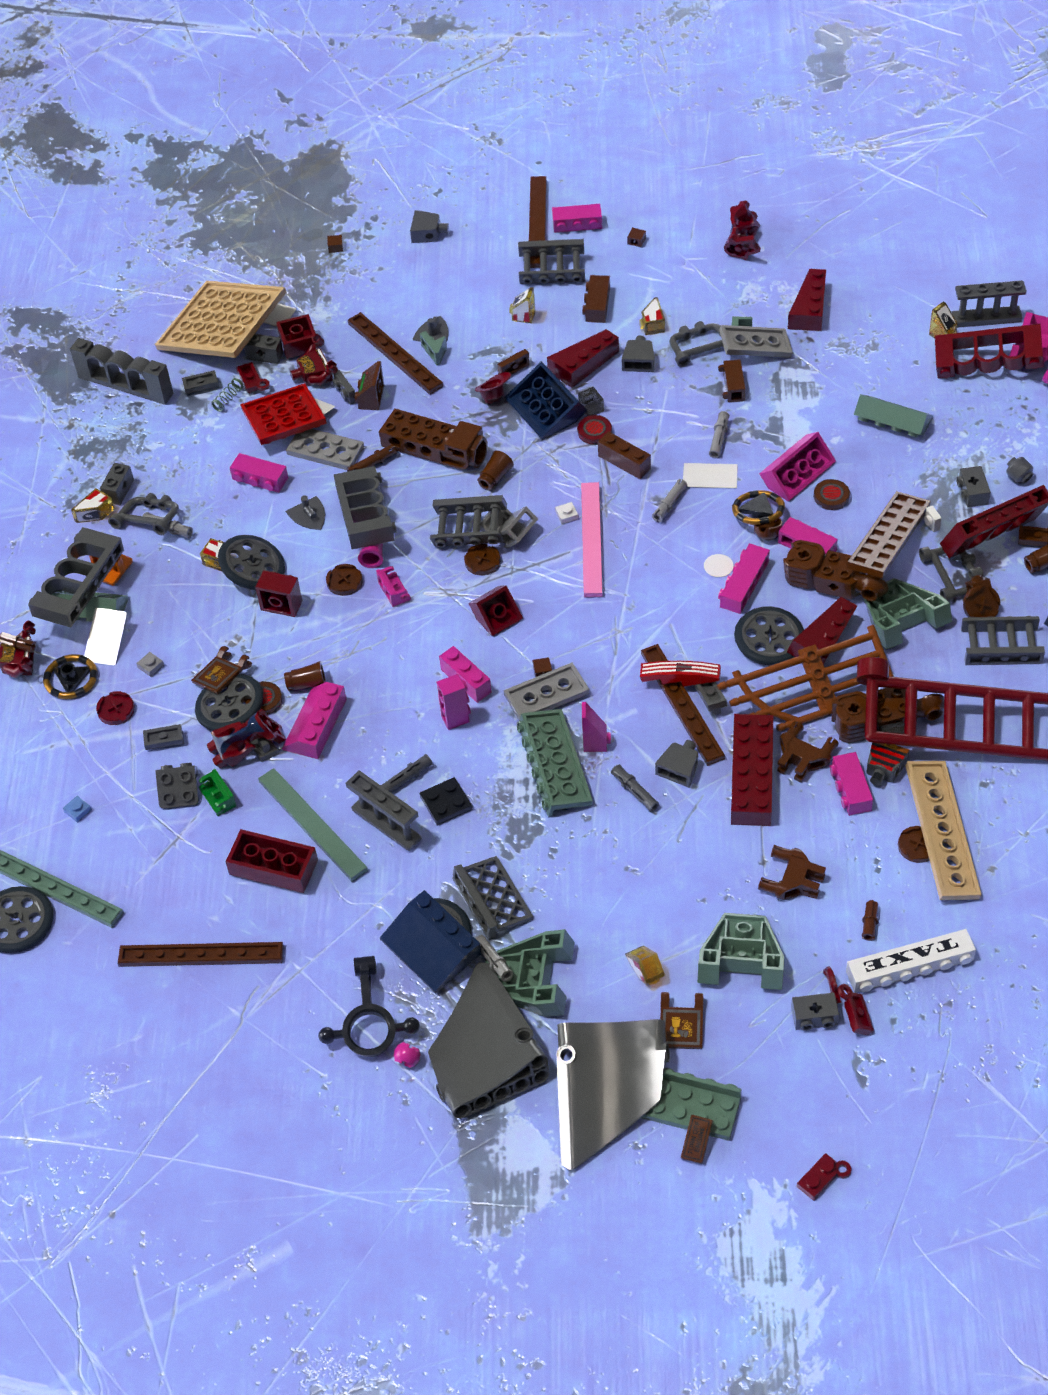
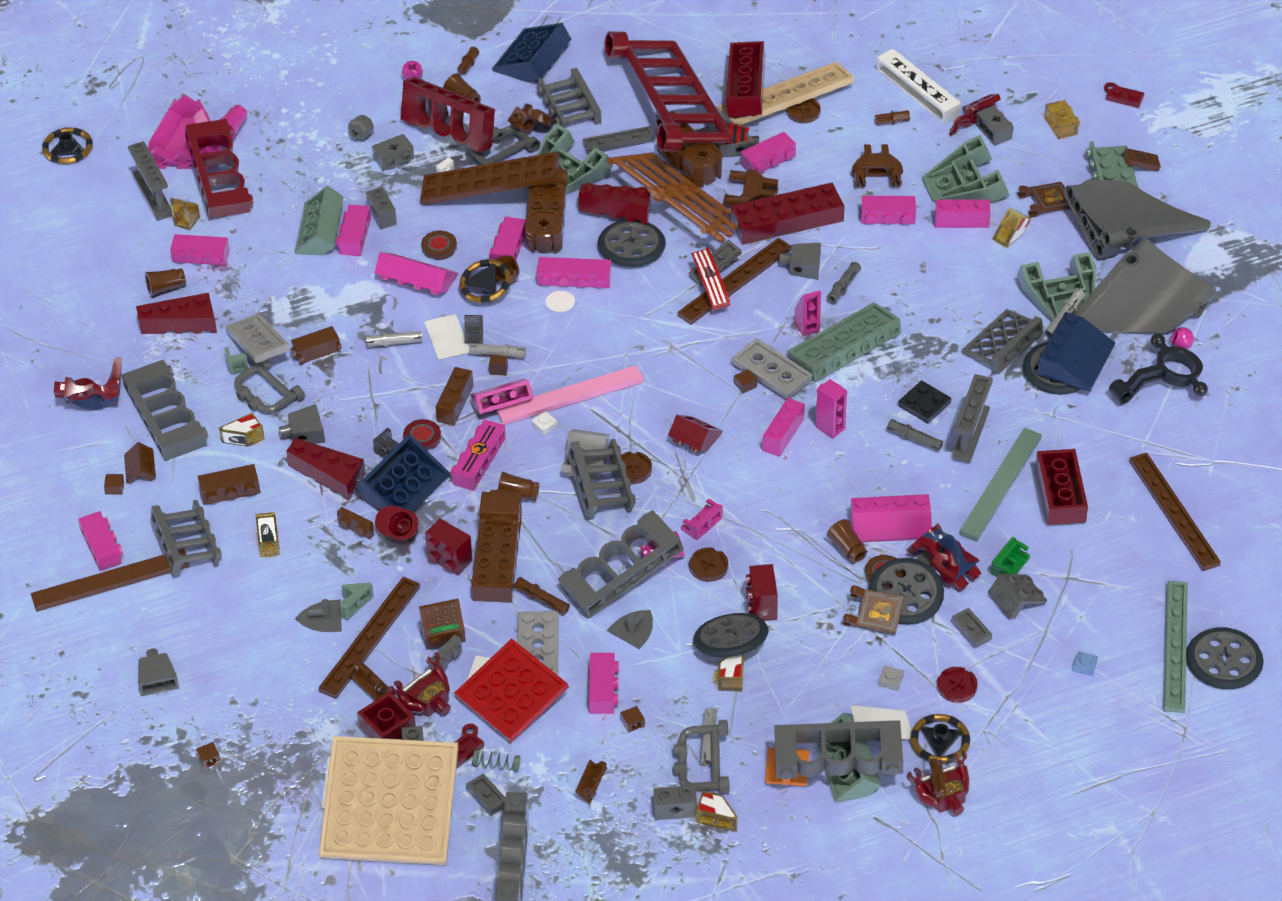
camera: 115 degrees left, 5 degrees down
(171, 442) = (590, 780): none -> reddish brown hinge
(215, 484) = (632, 719): none -> reddish brown piece
(341, 343) = (369, 681): none -> reddish brown hinge
(448, 404) = (448, 546): none -> dark red brick
(548, 456) = (478, 454): none -> dark pink brick
(605, 484) = (502, 396): none -> dark pink brick
(649, 495) = (498, 365): none -> reddish brown piece
(650, 255) = (139, 462): none -> reddish brown panel
(684, 924) = (962, 213): none -> dark pink brick
(702, 487) = (473, 329): none -> clear smoke panel
(720, 860) = (888, 209): none -> dark pink brick
(739, 262) = (174, 442): none -> dark grey fence
(807, 1078) = (1061, 119): none -> clear yellow brick
(860, 298) = (164, 280): none -> reddish brown plant
(873, 436) = (353, 230): none -> dark pink brick
(891, 330) = (200, 249): none -> dark pink brick
(894, 459) = (381, 208): none -> dark grey brick
(929, 661) = (619, 139): none -> dark grey tile
(968, 788) = (745, 79): none -> dark red brick

